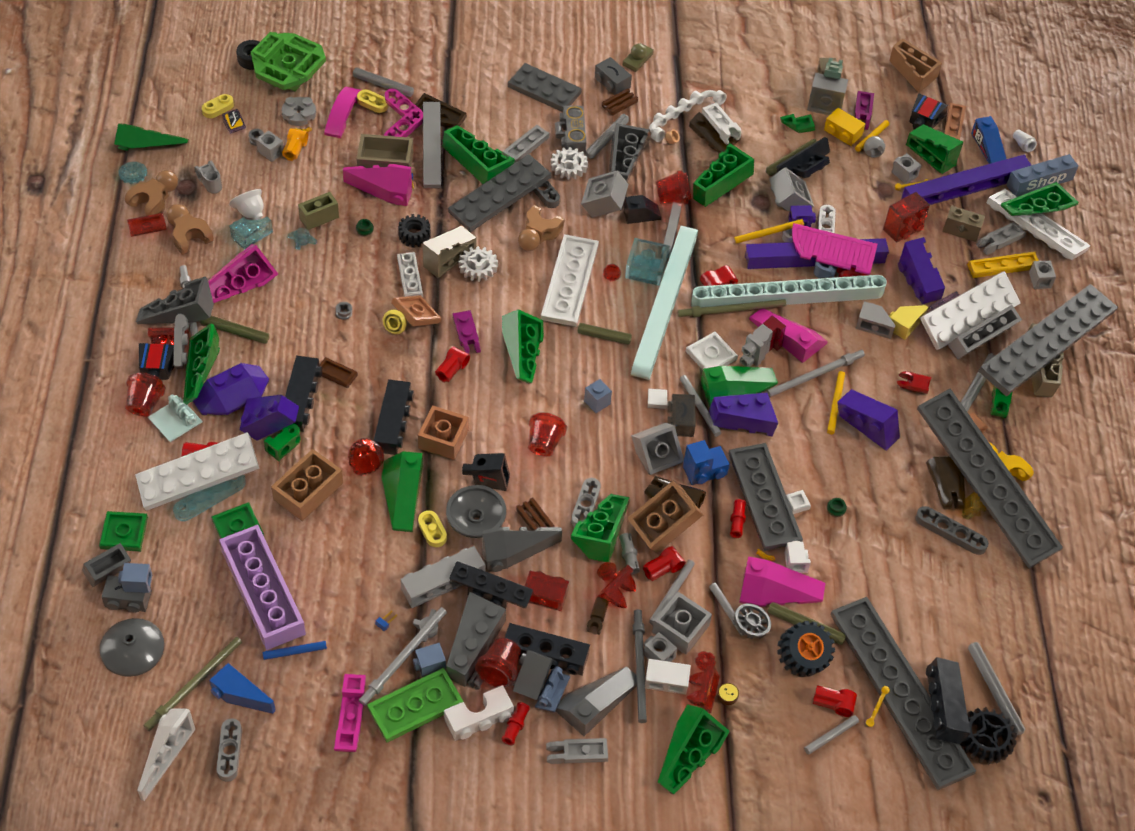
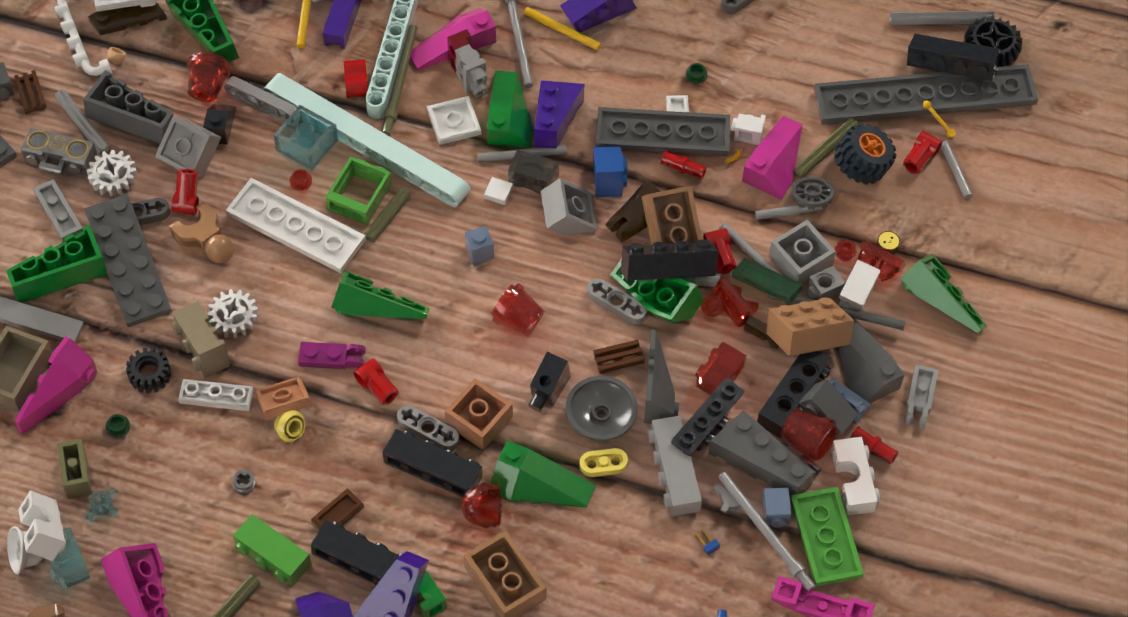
camera: 70 degrees left, 5 degrees up
(252, 204) = (45, 533): none -> white arch
(290, 339) = (271, 550): none -> bright green brick
(423, 400) = (409, 425): none -> light grey beam
(565, 207) = (185, 198): none -> red piece
(604, 640) = (809, 326): none -> medium nougat brick
(617, 296) = (350, 208): none -> bright green window
(625, 519) = (669, 260): none -> black brick
(646, 604) = (767, 280): none -> clear green tile

